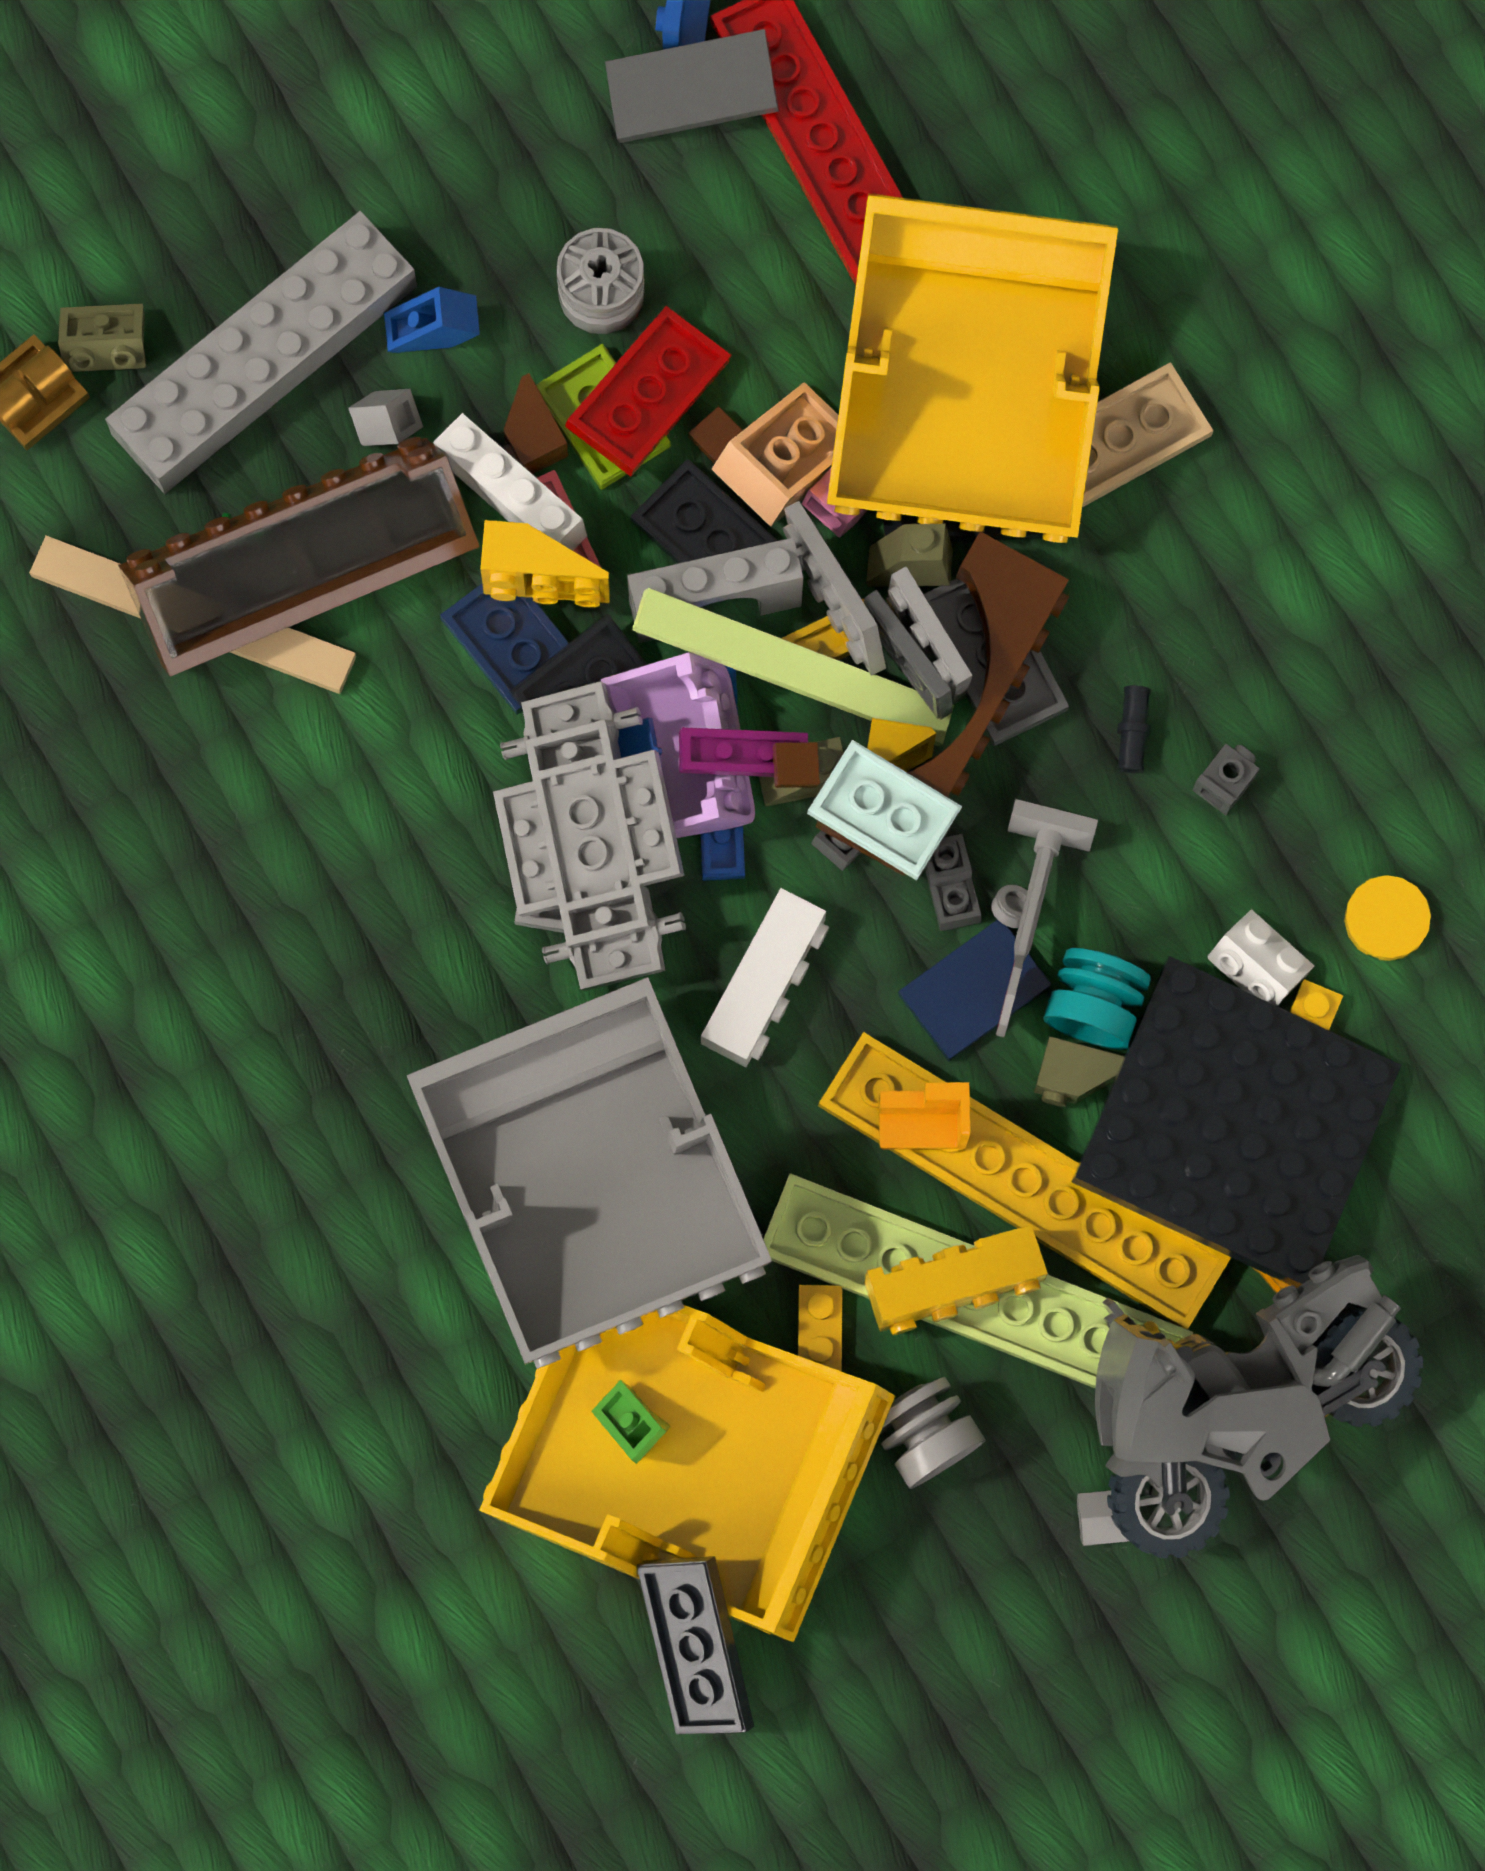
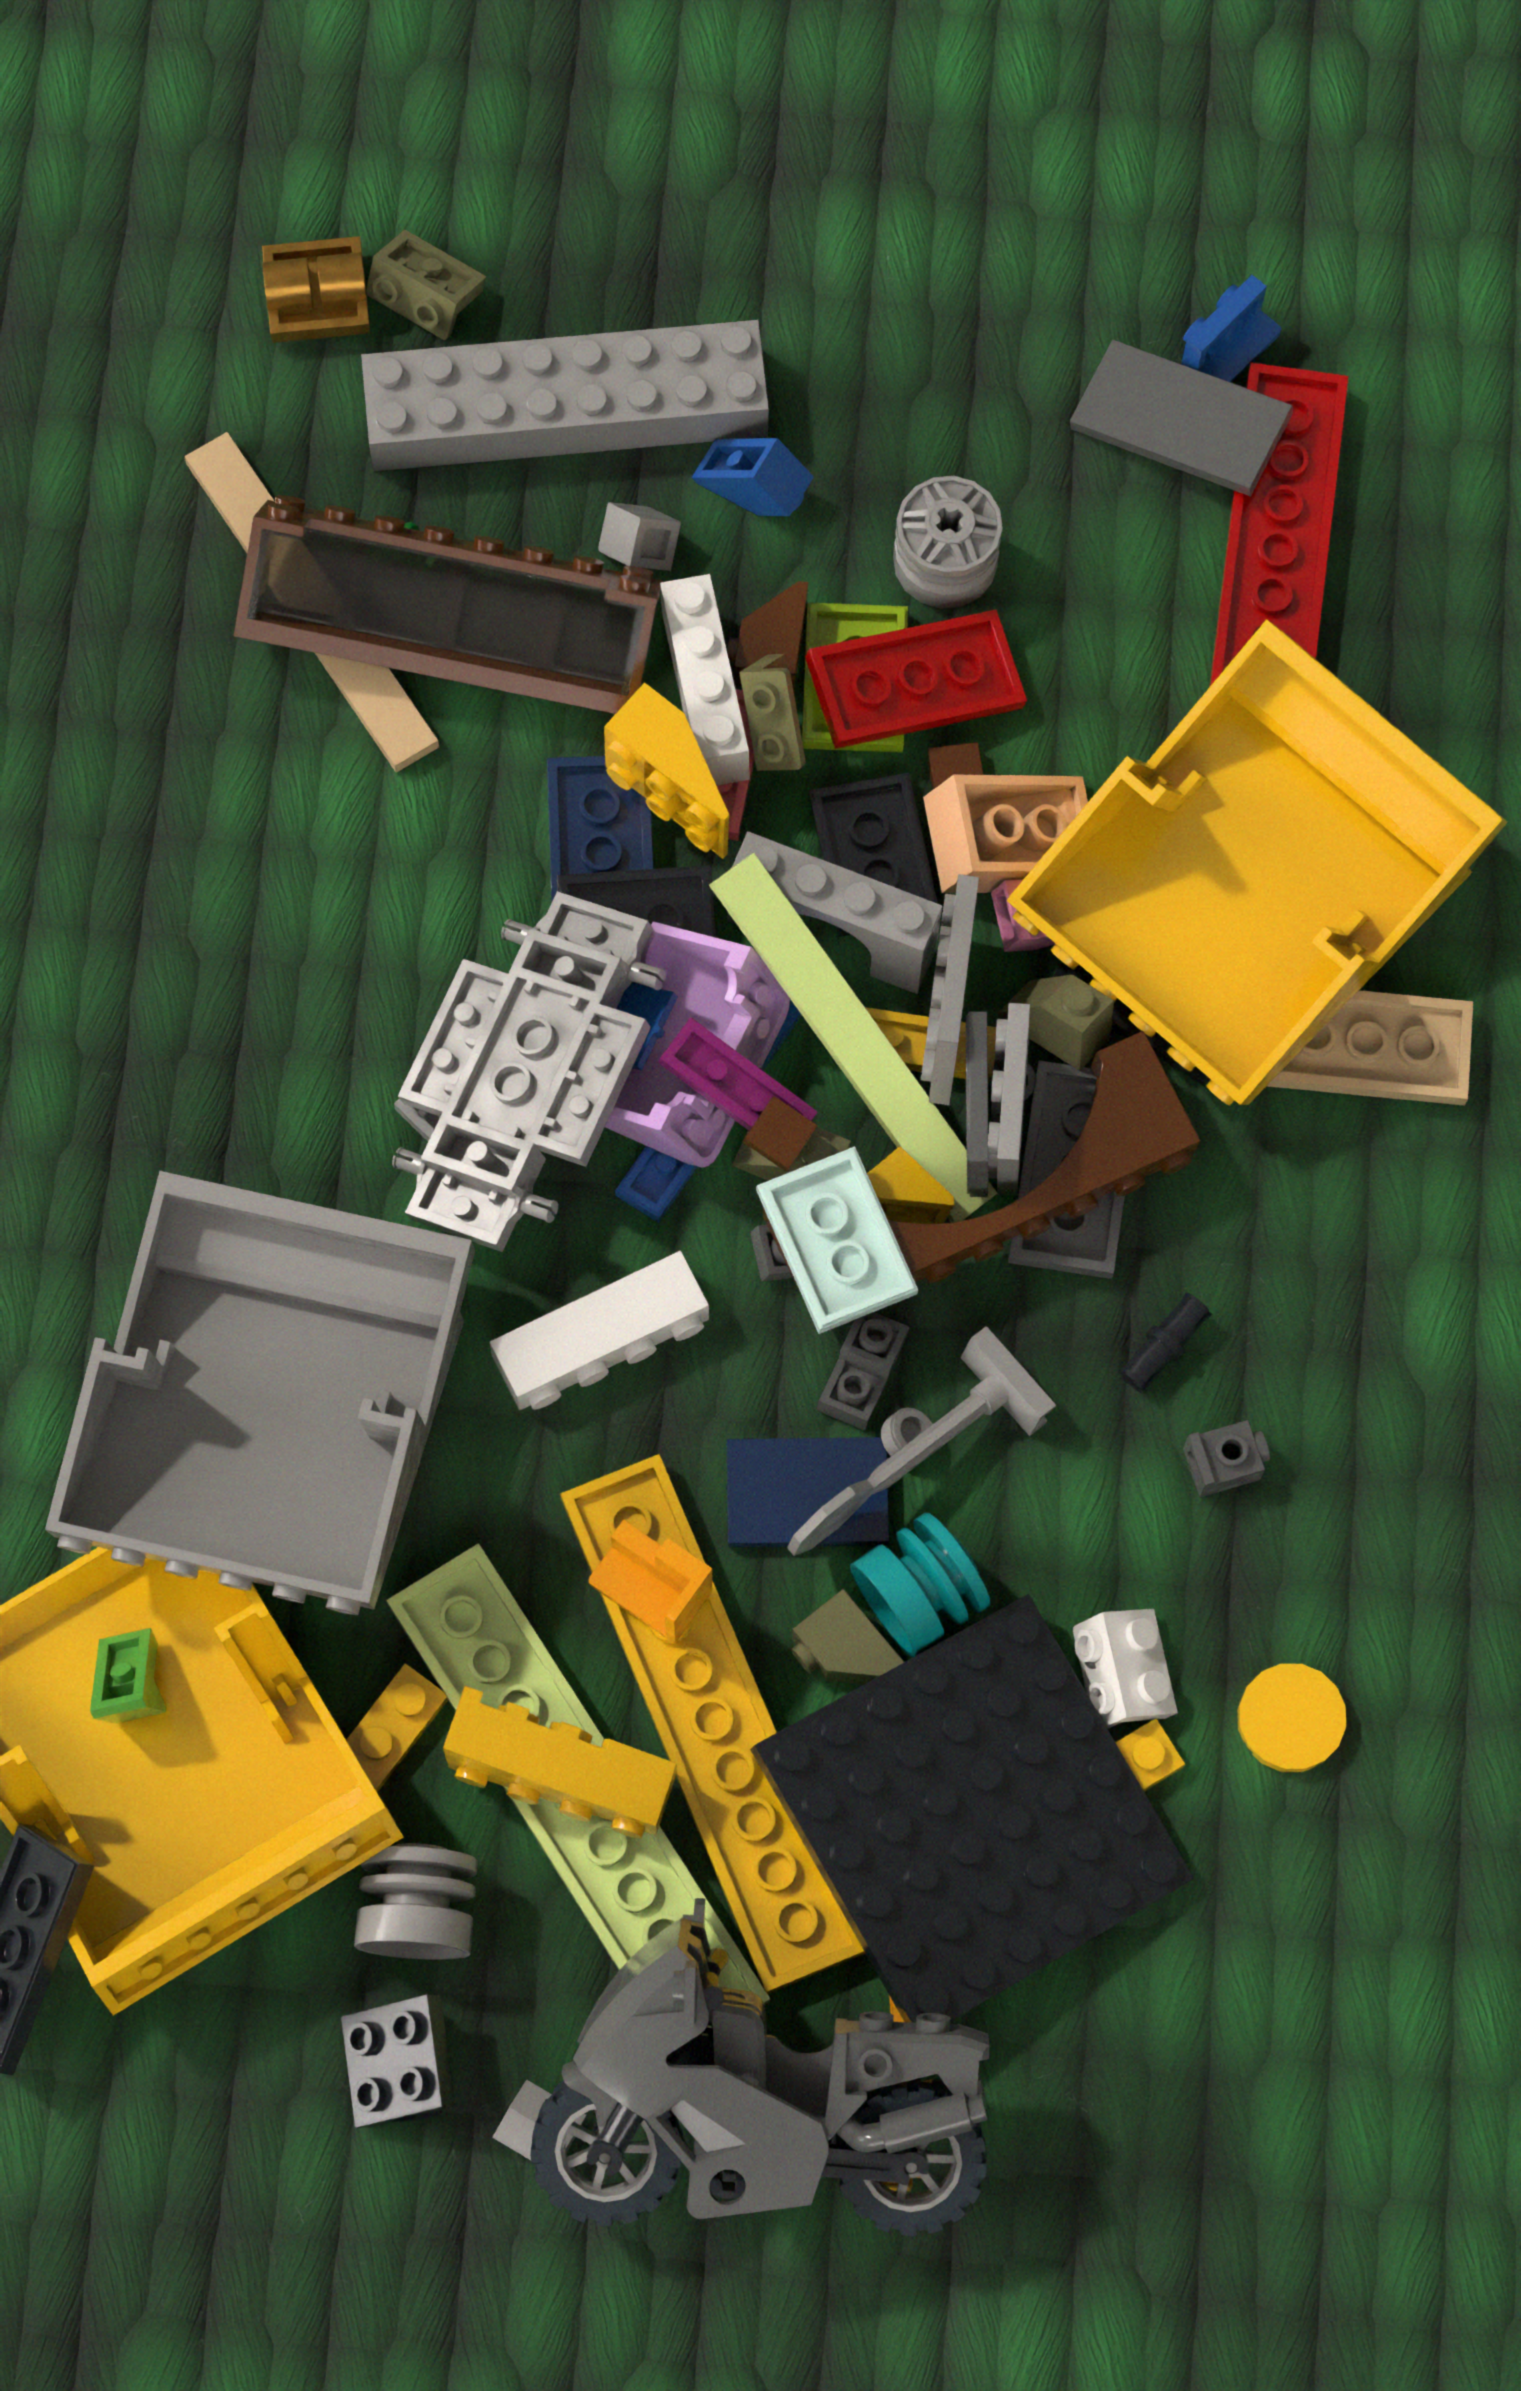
camera: 35 degrees right, 5 degrees down
(576, 481) = (772, 714): none -> olive bracket
(989, 1541) = (398, 2062): none -> plate

